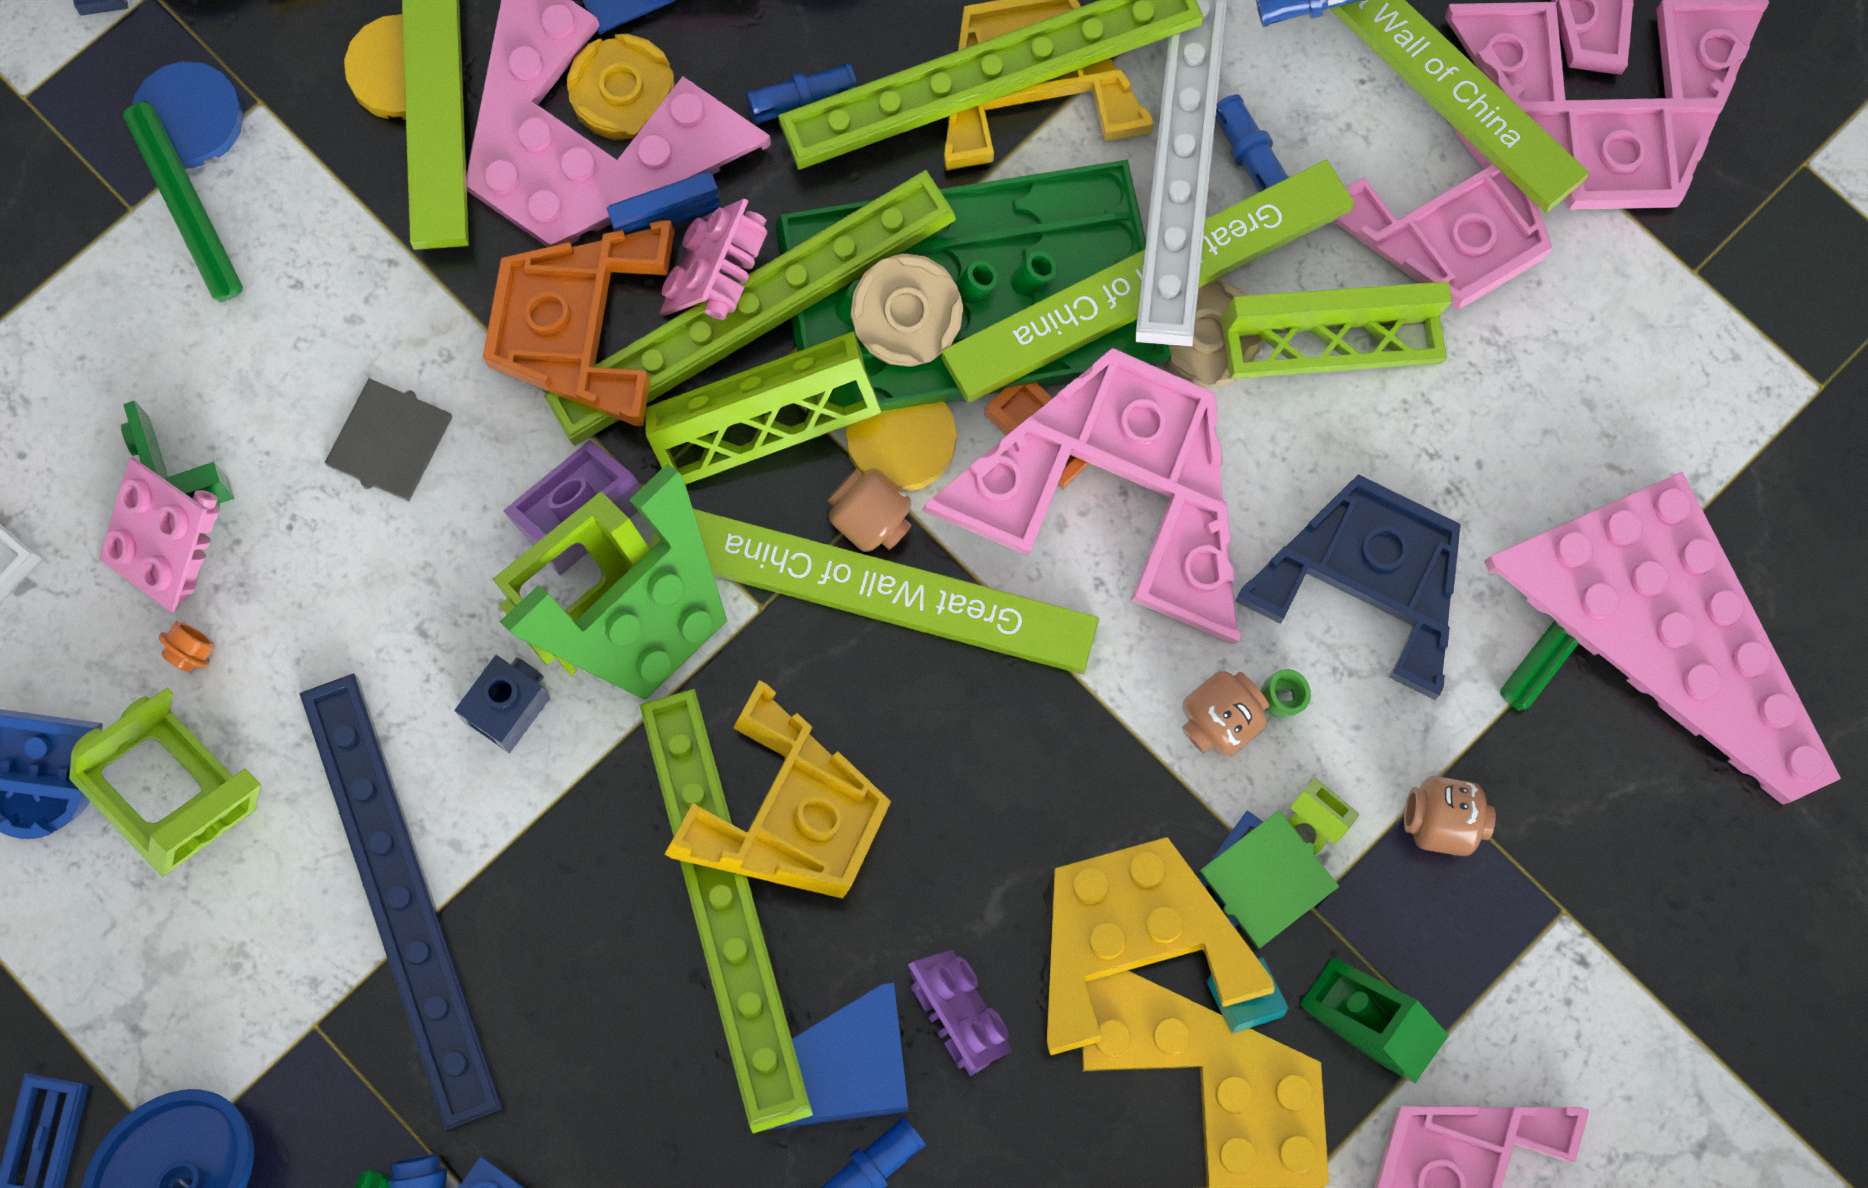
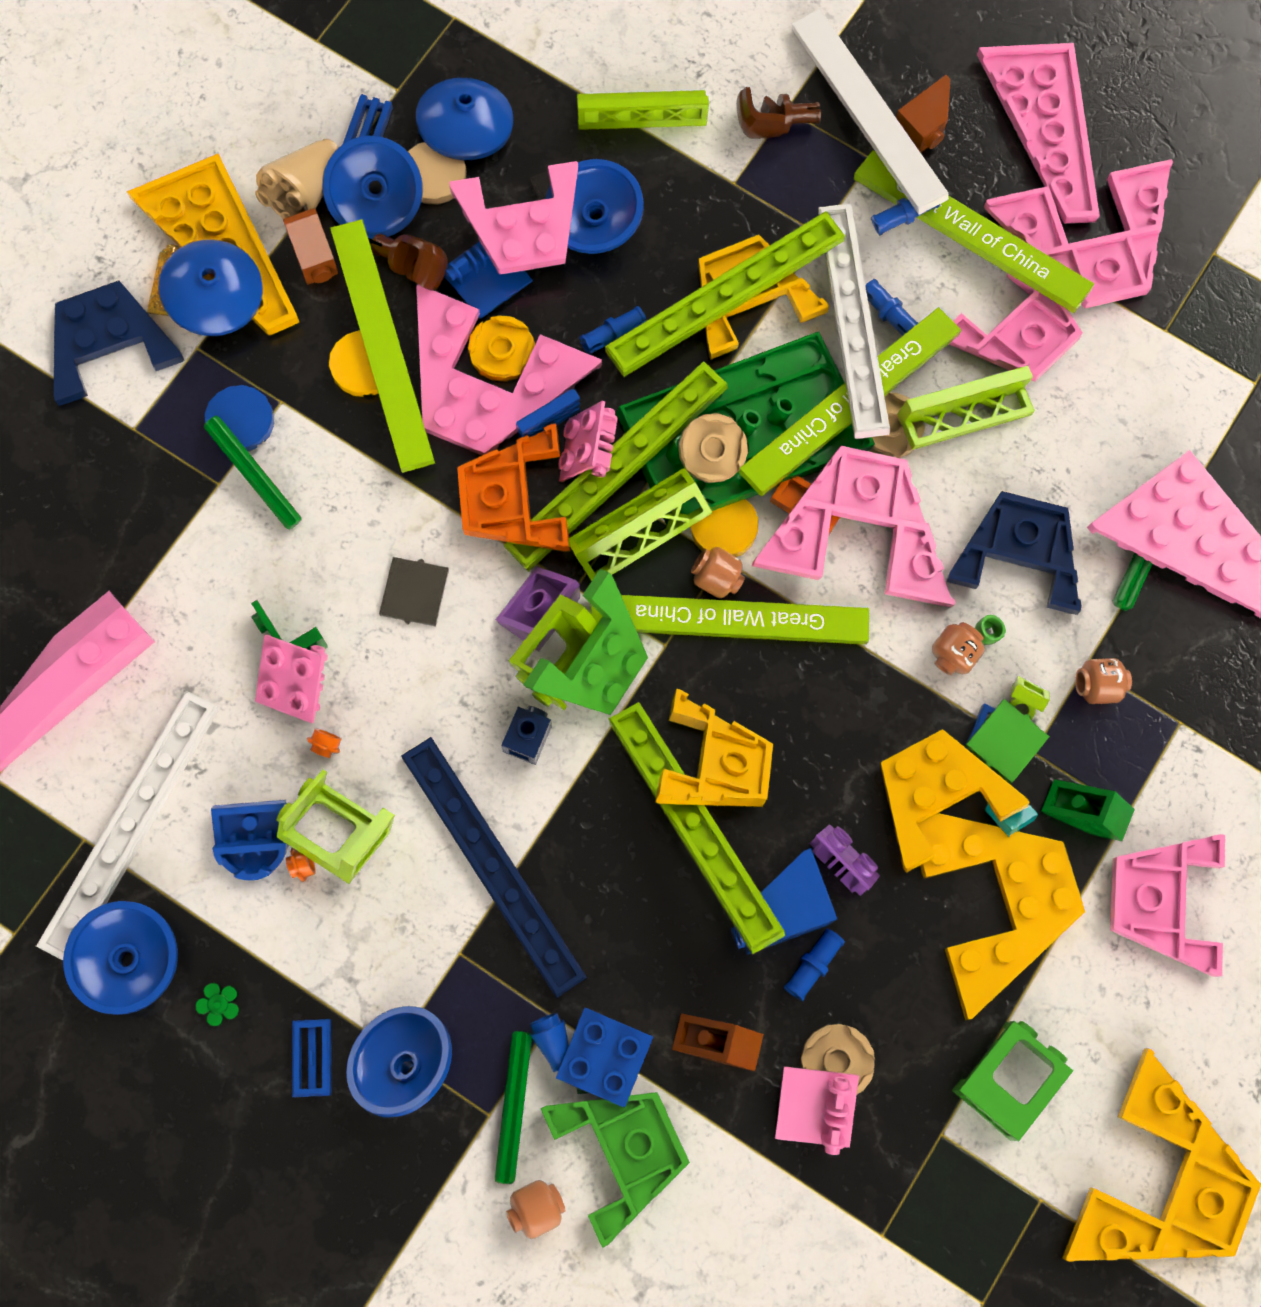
camera: 15 degrees left, 0 degrees up
(97, 833) = (300, 865): none -> orange plate

